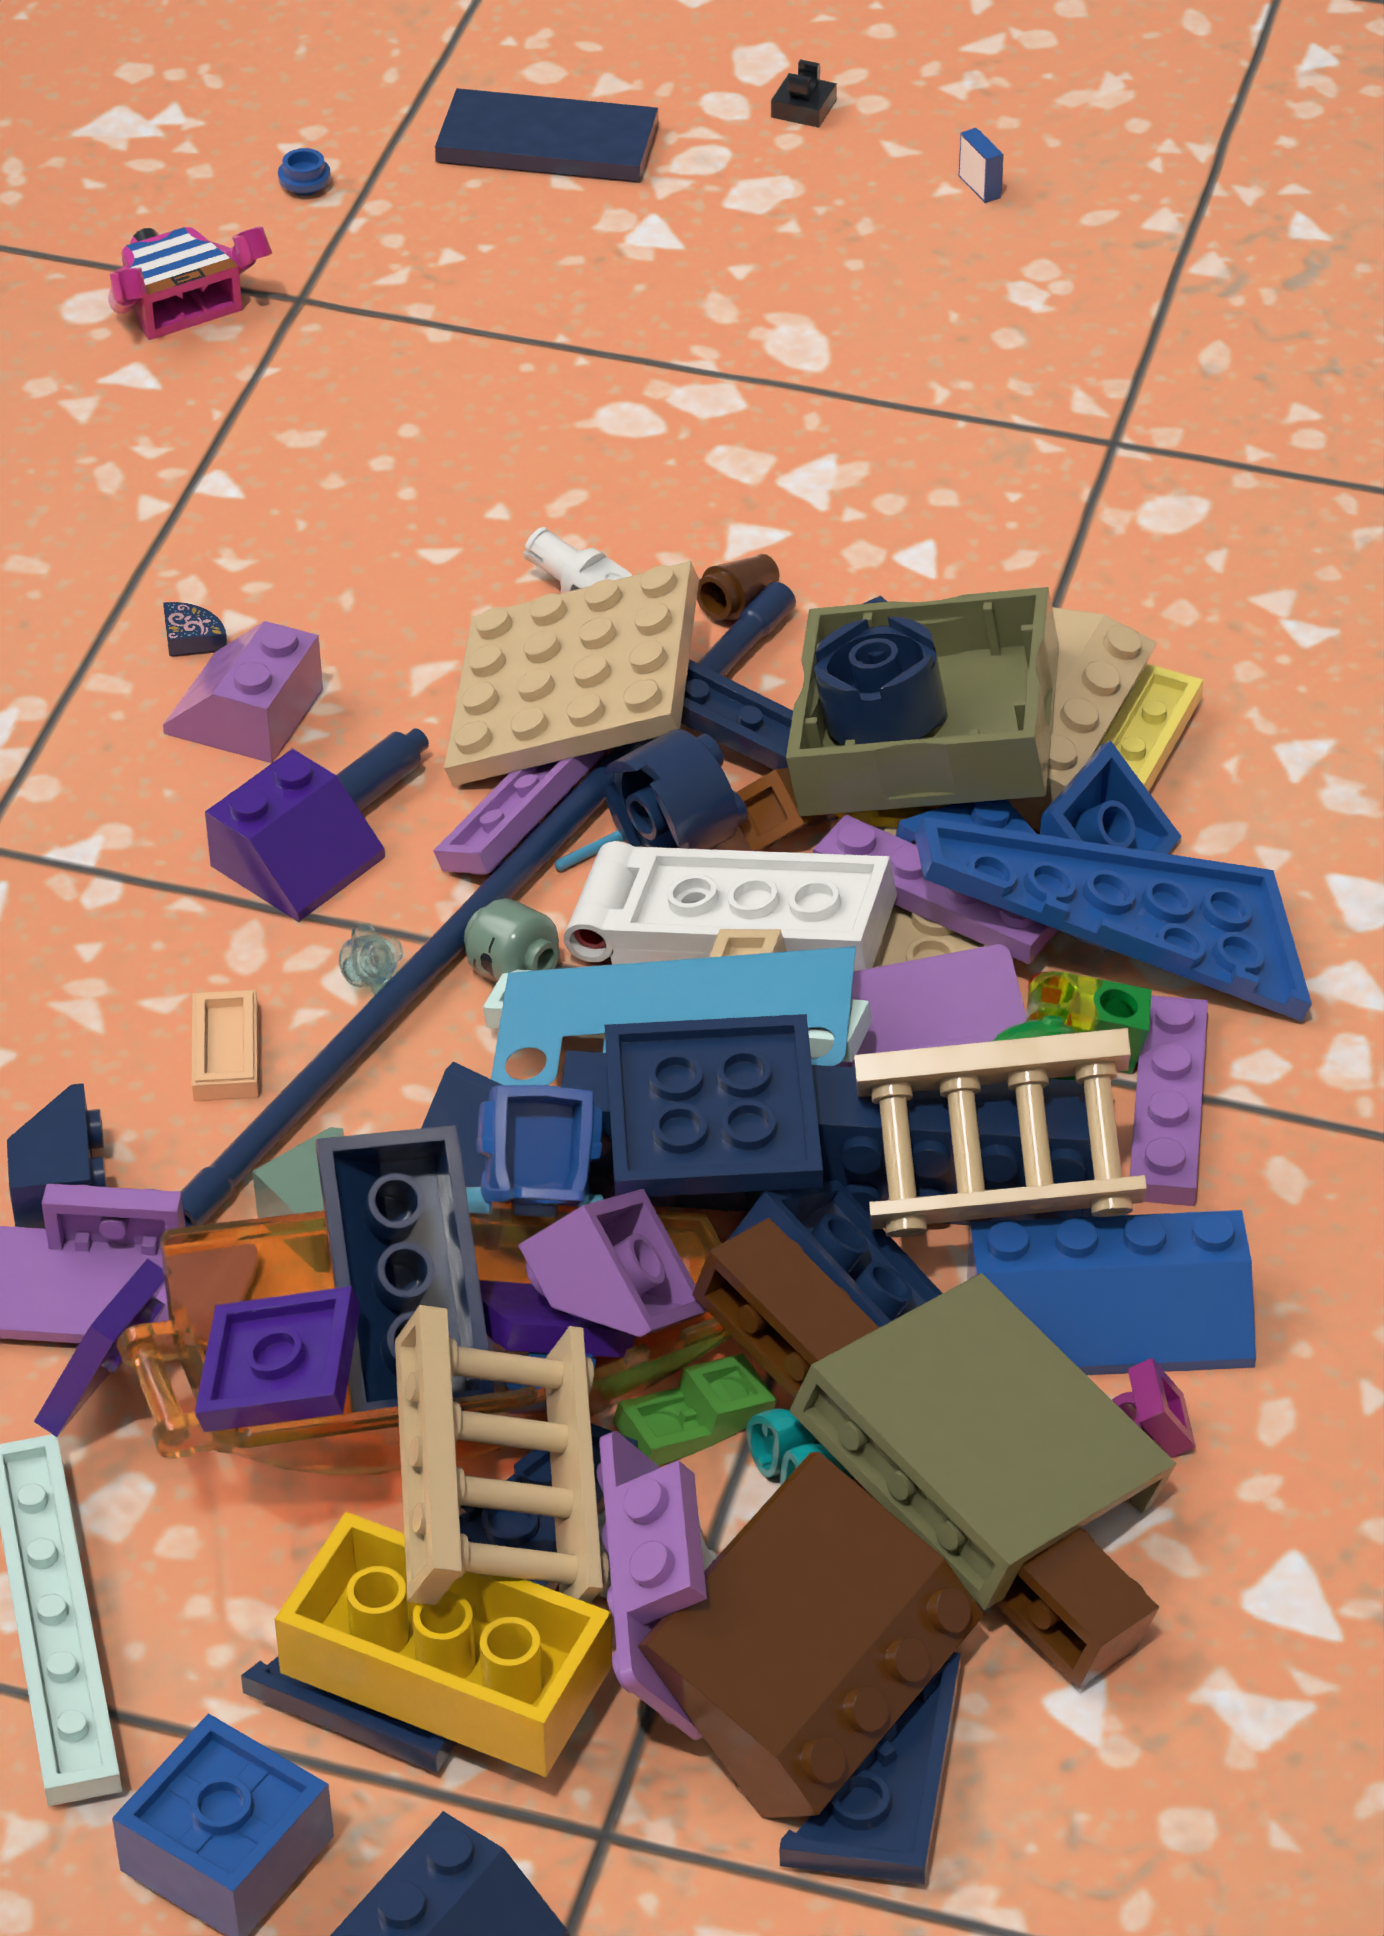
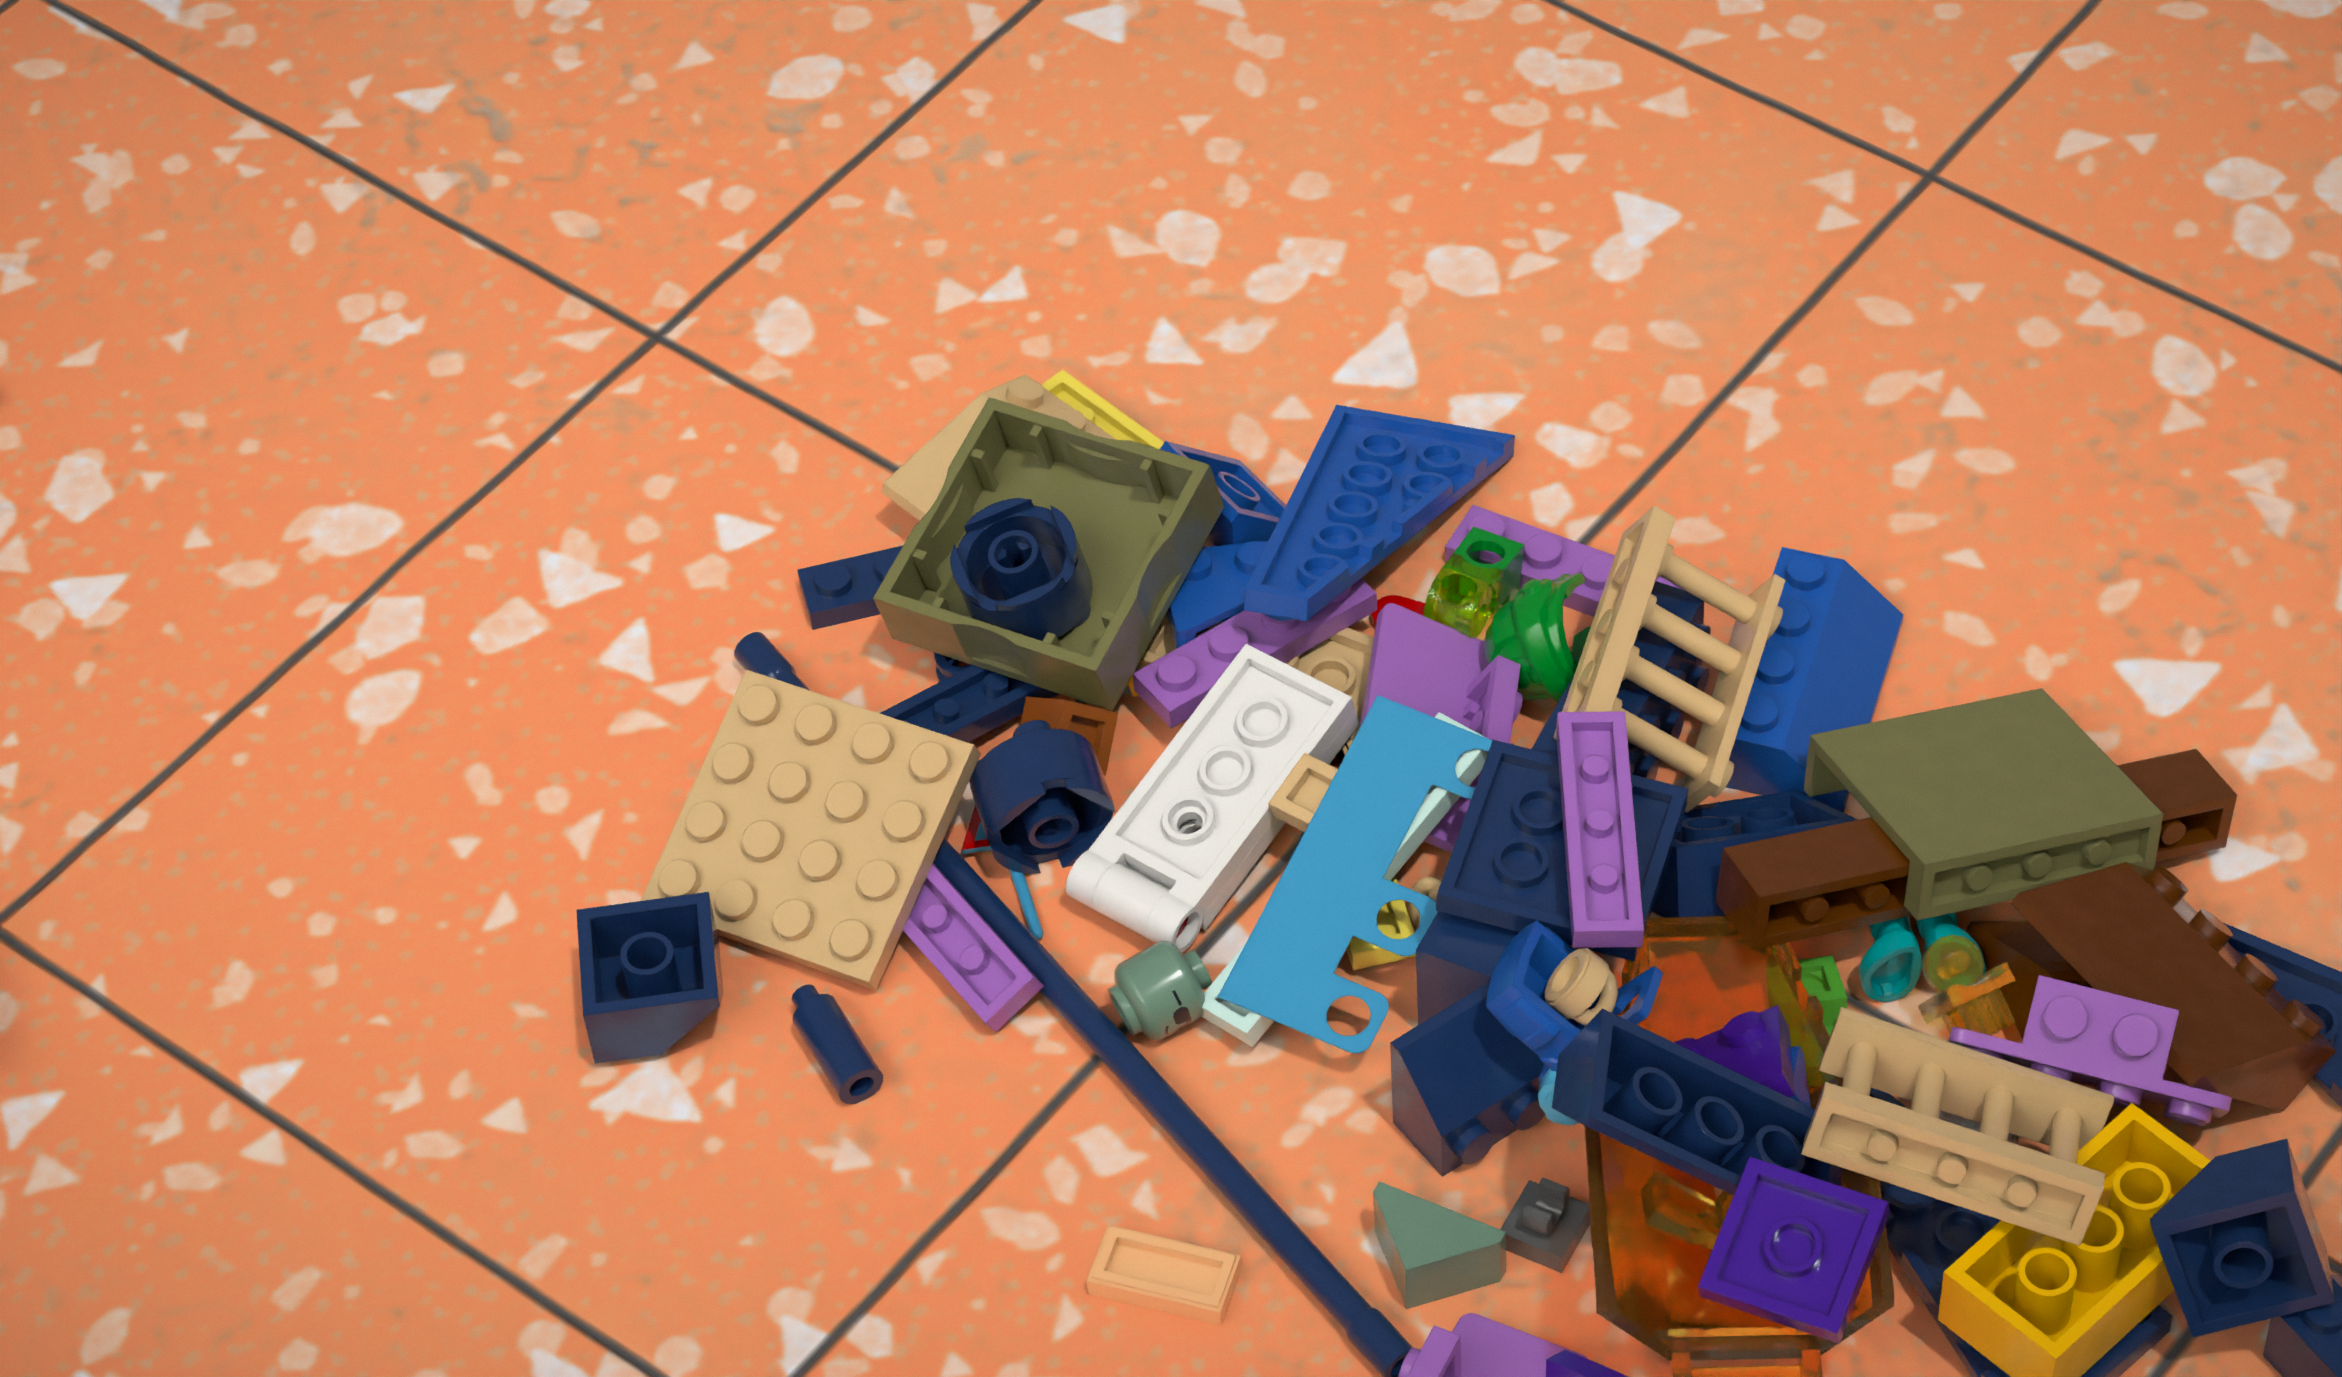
camera: 65 degrees left, 5 degrees up
(192, 629) = (509, 1153): dark blue tile -> none
(252, 693) = (654, 1121): medium lavender slope -> none
(291, 836) = (904, 1136): dark purple slope -> none
(358, 954) = (1119, 1115): clear light blue plate -> none
(383, 628) = (647, 973): none -> dark blue slope
(478, 1740) = (2244, 1241): none -> dark blue slope
(543, 1145) = (1578, 984): none -> tan tile
(569, 565) = (637, 790): white arm -> none
(613, 1267) = (1724, 992): medium lavender slope -> none
(719, 1103) = (1599, 830): none -> medium lavender plate
(733, 585) = (715, 670): reddish brown cone -> none
(733, 1496) = (1965, 995): none -> clear yellow hips
(980, 165) = (184, 292): blue tile -> none
(1158, 1408) = (1949, 687): magenta tile -> none

